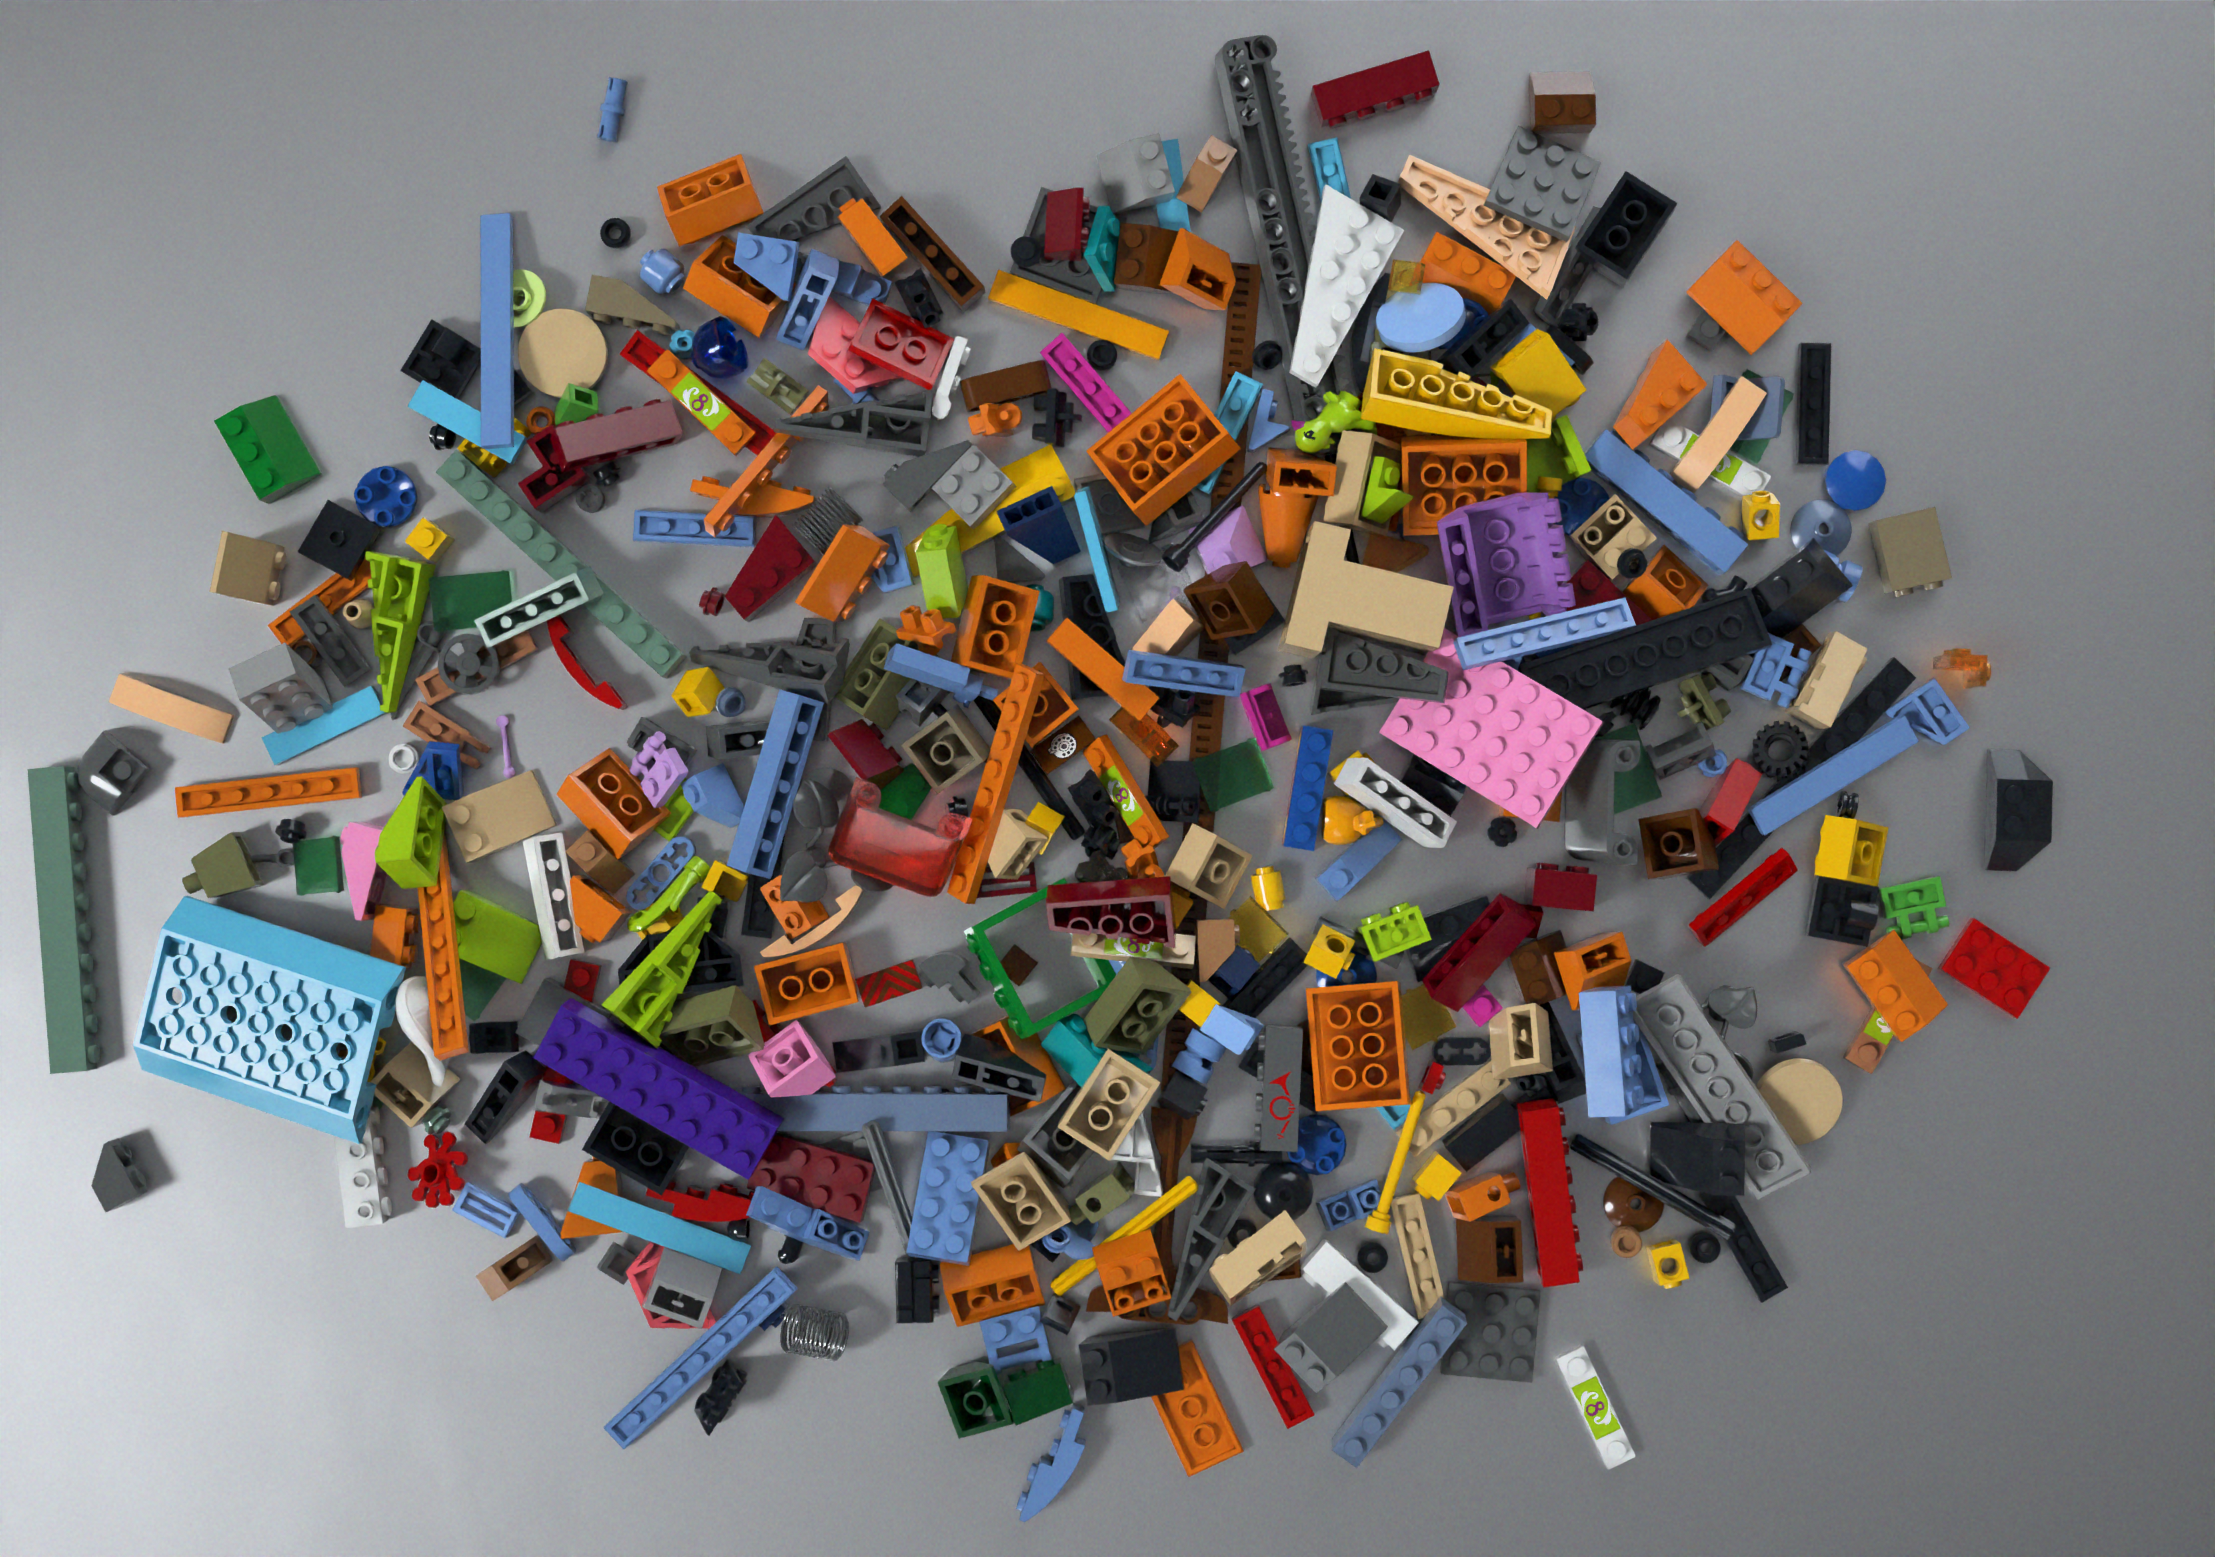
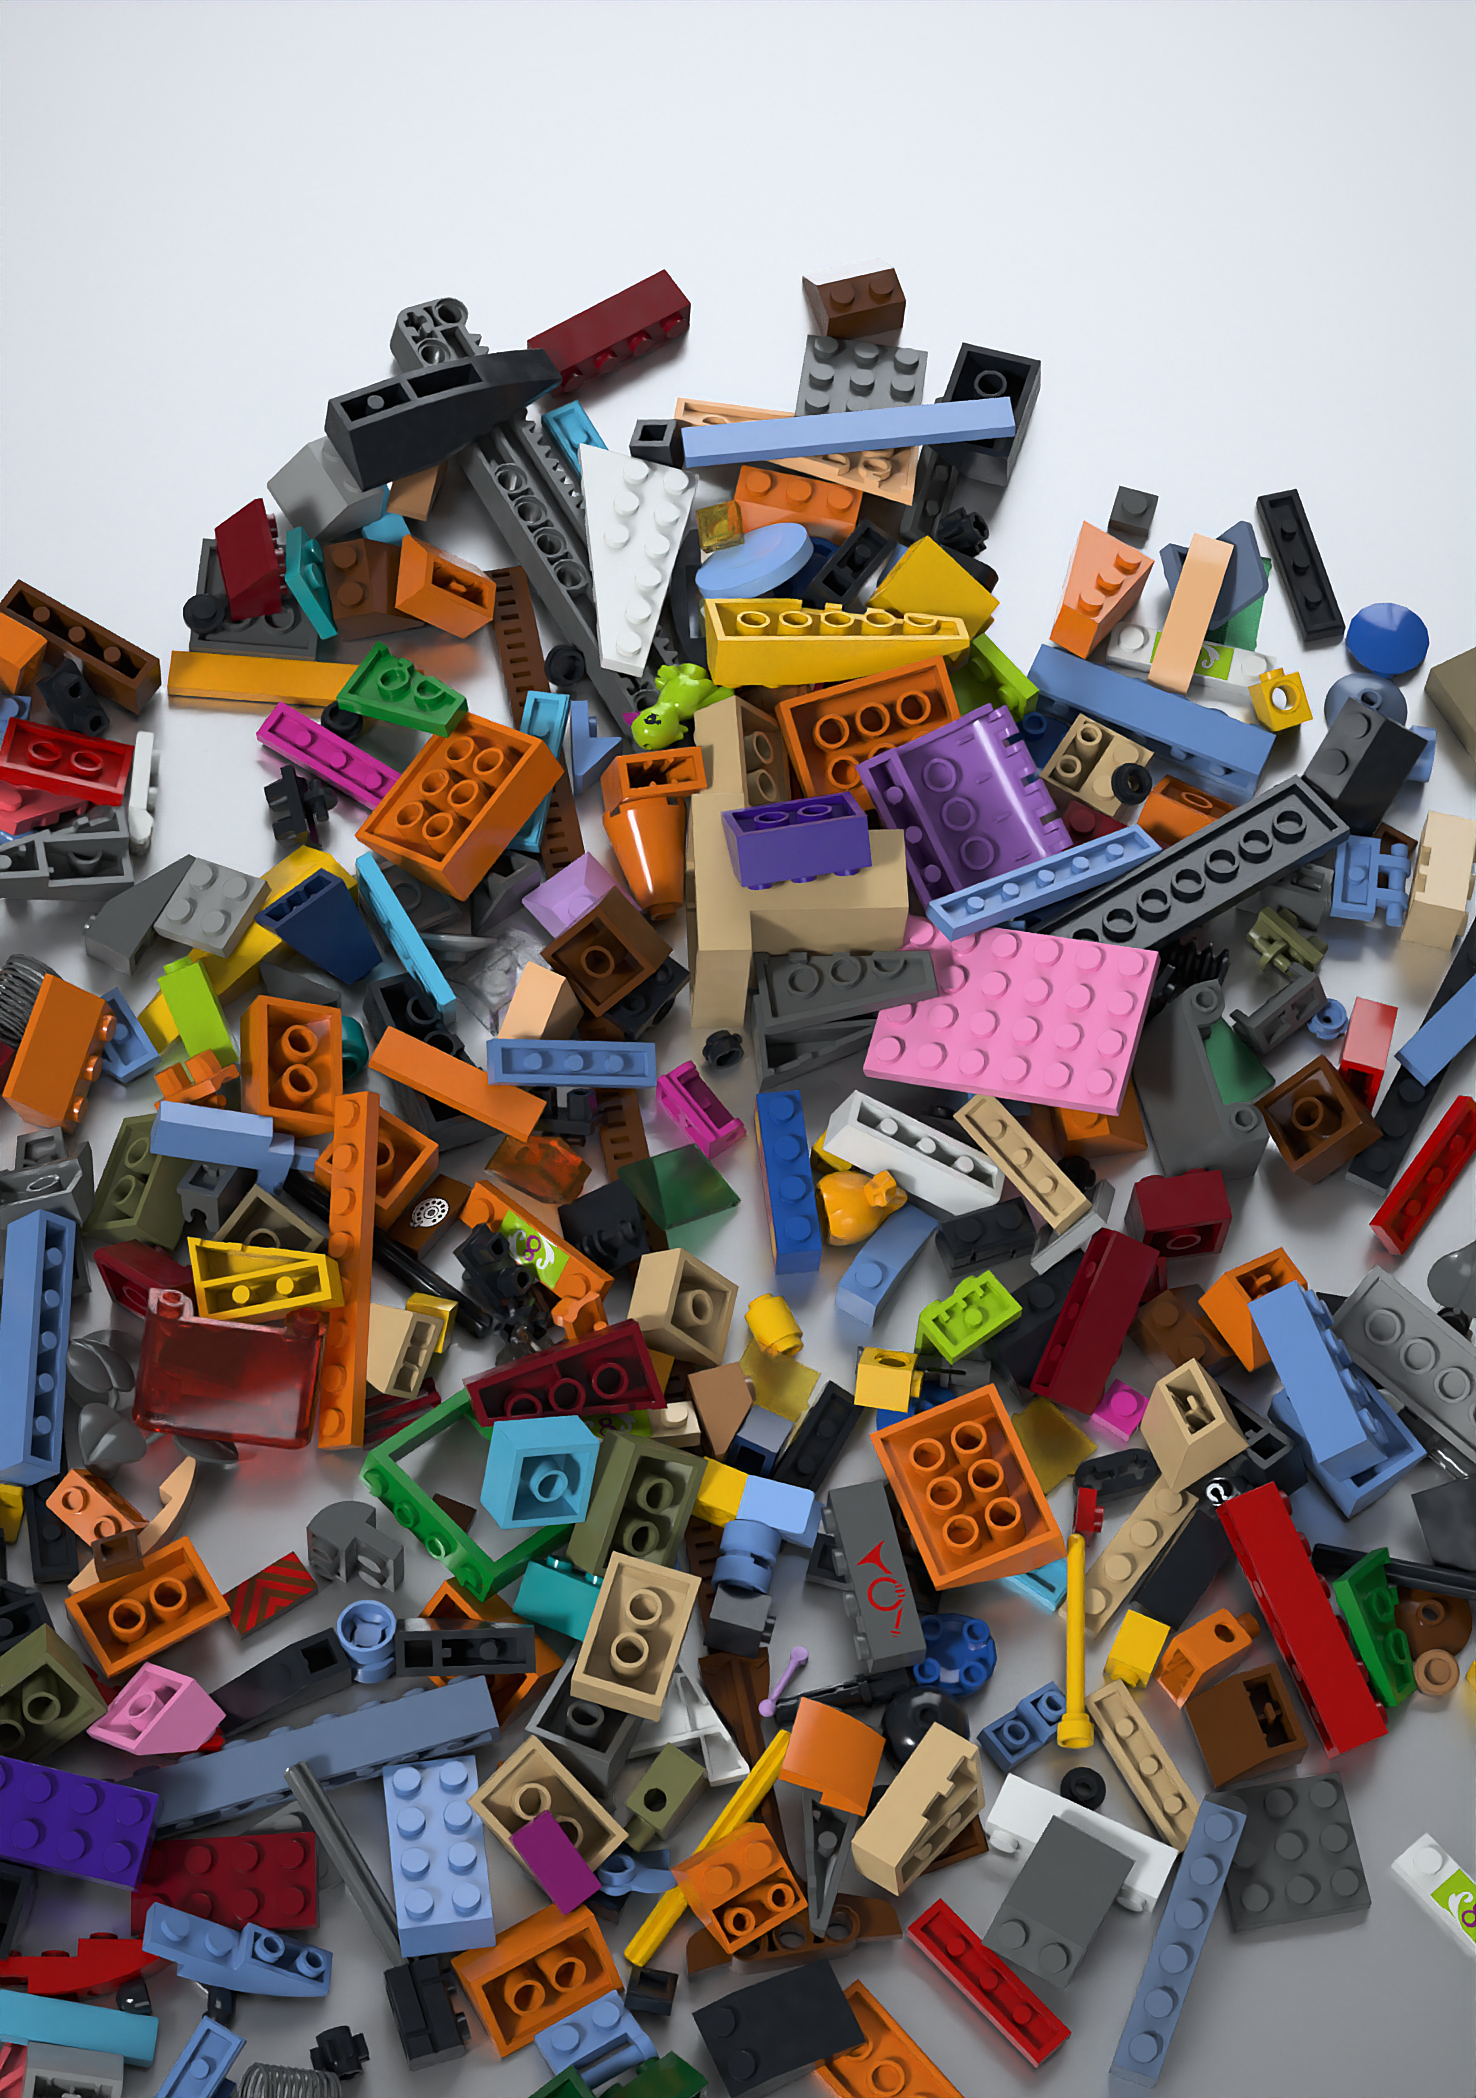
camera: 25 degrees left, 25 degrees down
(794, 945) = (117, 1555): none -> reddish brown tile
(855, 1302) = (340, 2053): none -> black gear
(931, 786) = (260, 1282): none -> yellow wedge
(996, 420) = (216, 825): orange hips -> none
(1005, 385) = (219, 785): reddish brown beam -> none
(1018, 1231) = (555, 1862): none -> magenta tile
(1077, 974) = (539, 1472): none -> medium azure brick
(1143, 353) = (401, 695): none -> green wing
(1177, 556) = (519, 918): black piece -> none
(1214, 1207) = (833, 1756): none -> orange slope
(1218, 1117) = (798, 1657): none -> lavender hinge
(1224, 143) = (432, 412): none -> black wedge
(1375, 580) = (797, 840): none -> dark purple slope
(1381, 497) = (774, 766): lime slope -> none
(1427, 863) = (985, 1237): none -> black brick
(1466, 833) = (1023, 1161): none -> tan plate
(1486, 881) = (1052, 1247): none -> light grey tile
(1519, 228) = (847, 432): none -> tile
(1593, 1204) = (1370, 1614): none -> green wing
(1744, 297) = (1166, 455): orange slope -> none
(1780, 732) = (1407, 957): black tyre -> none

